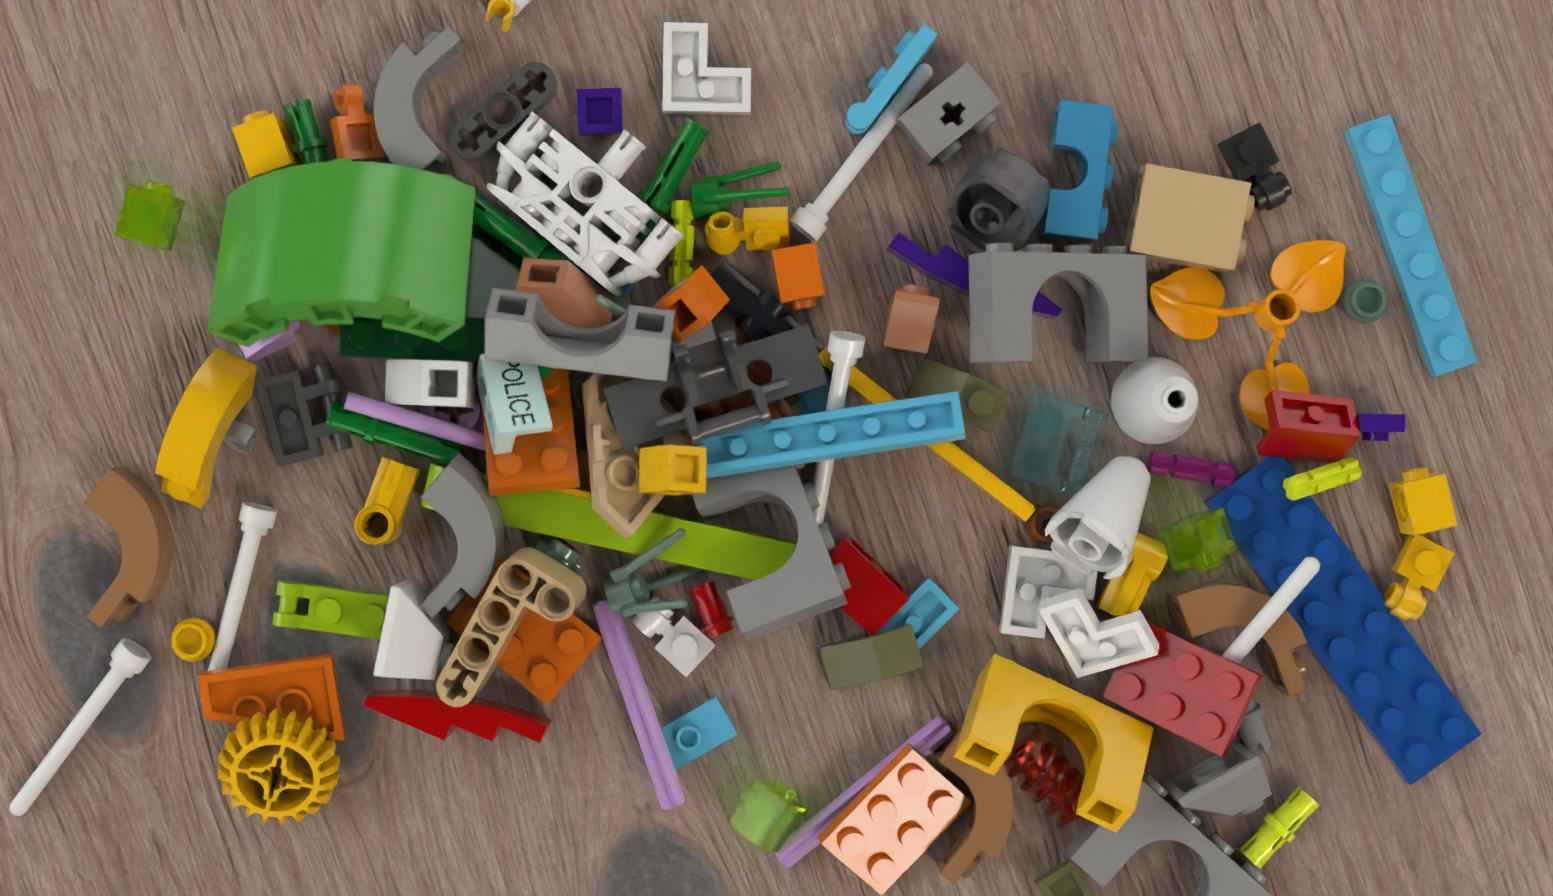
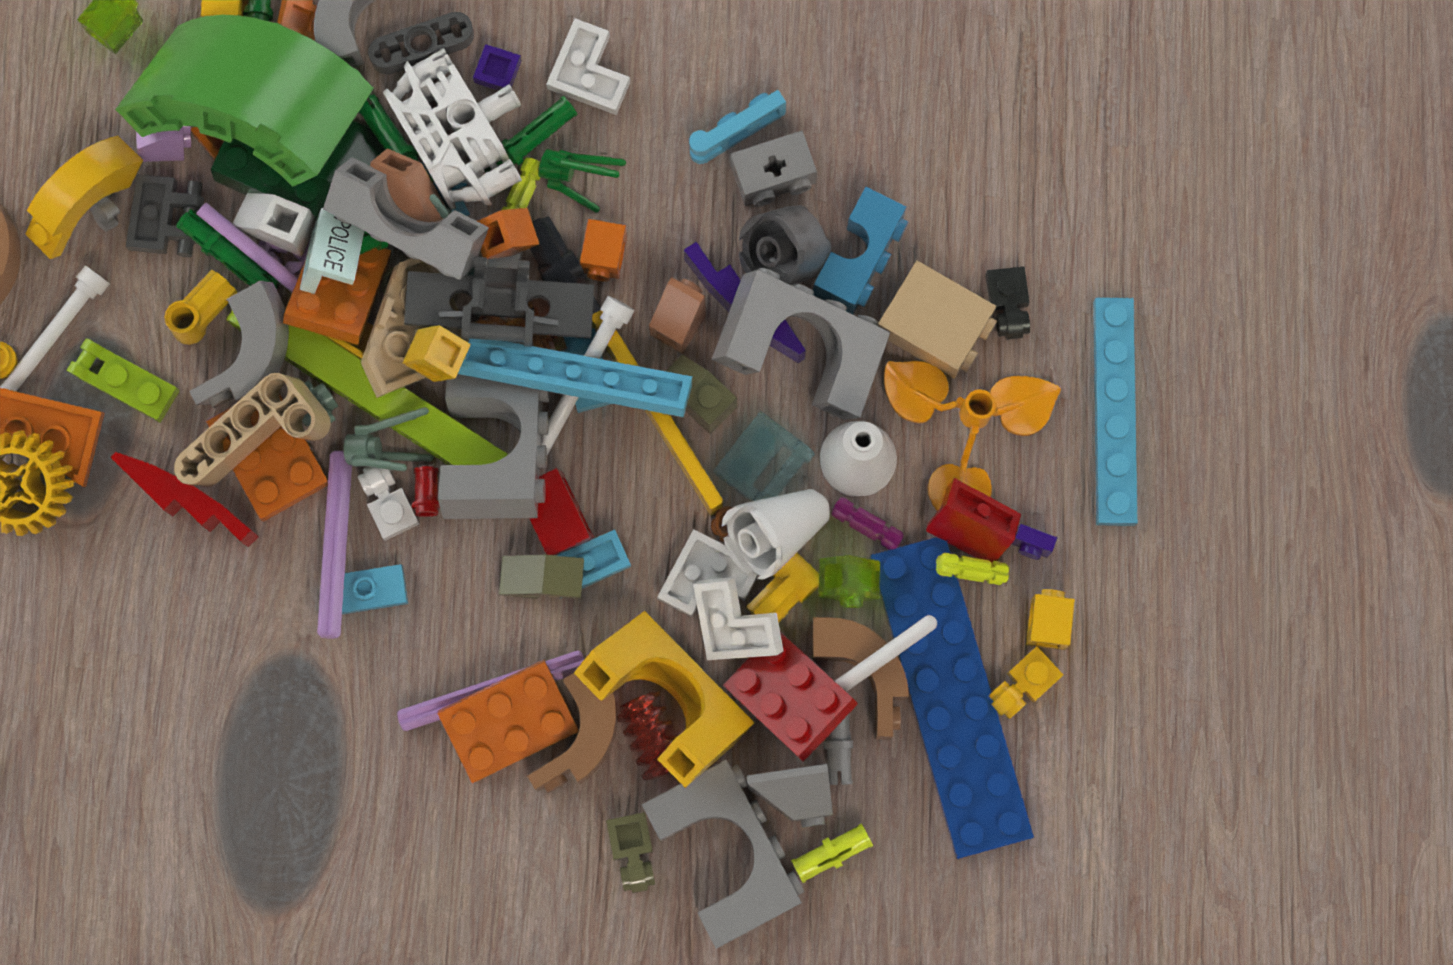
camera: 20 degrees right, 10 degrees down
(411, 640) = (170, 414): white slope -> none
(760, 227) = (586, 200): yellow plate -> none
(766, 814) = (403, 675): clear neon green brick -> none
(812, 218) = (634, 210): white piece -> none
(1365, 300) = (1061, 440): sand green plate -> none

